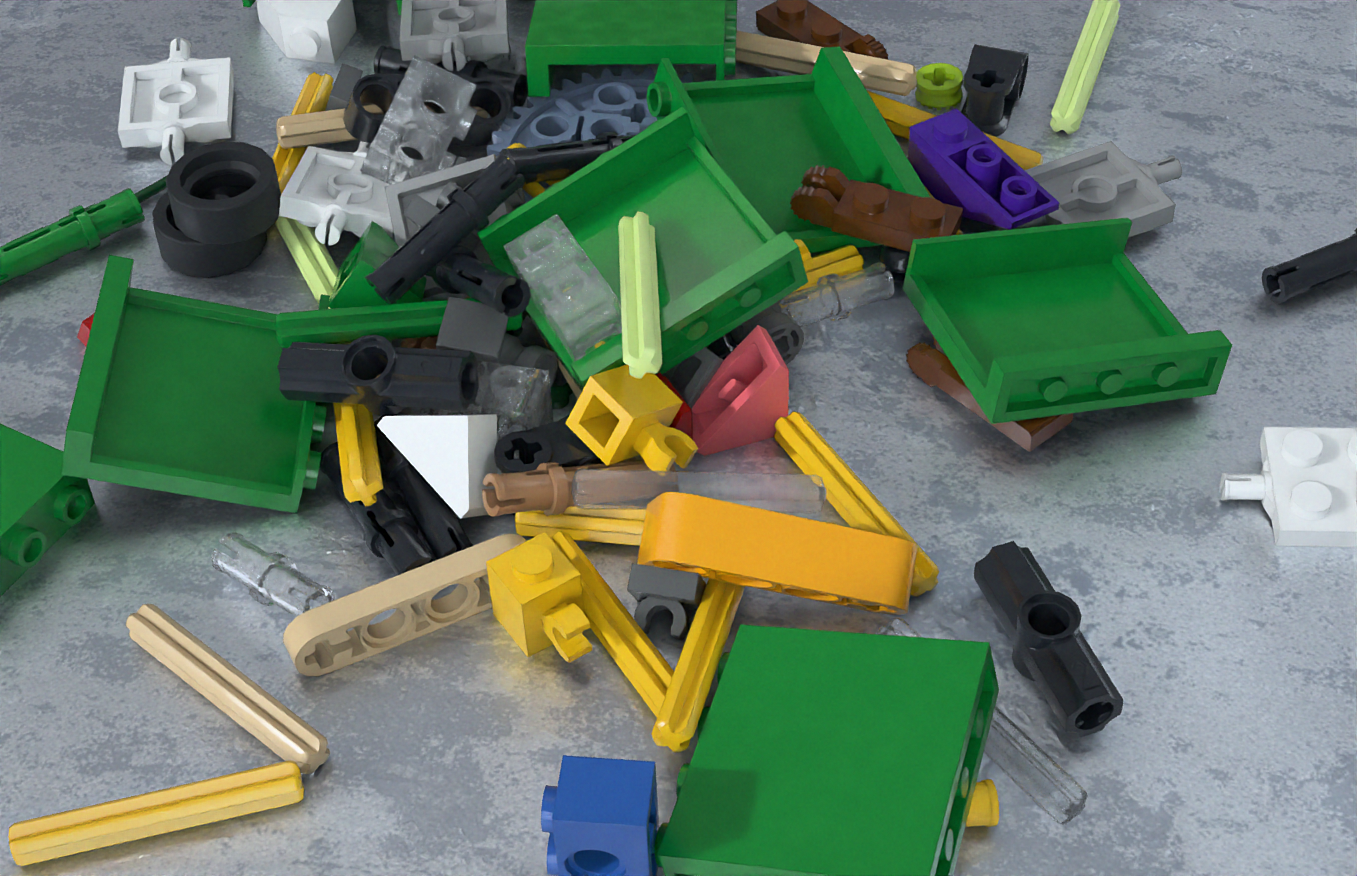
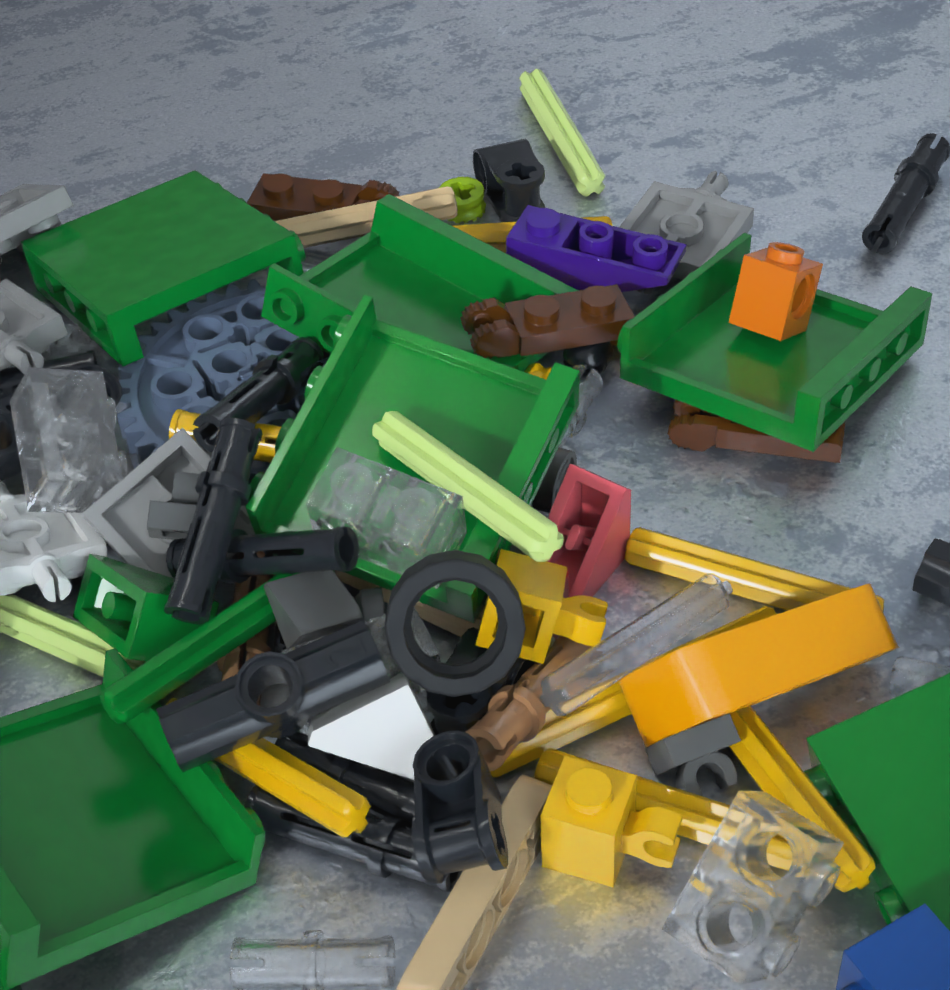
camera: 35 degrees left, 0 degrees up
(429, 523) = (455, 809): none -> black piece
(495, 398) = (464, 677): none -> black tyre
(588, 694) = (738, 872): none -> clear brick
(1090, 277) = (775, 291): none -> orange brick

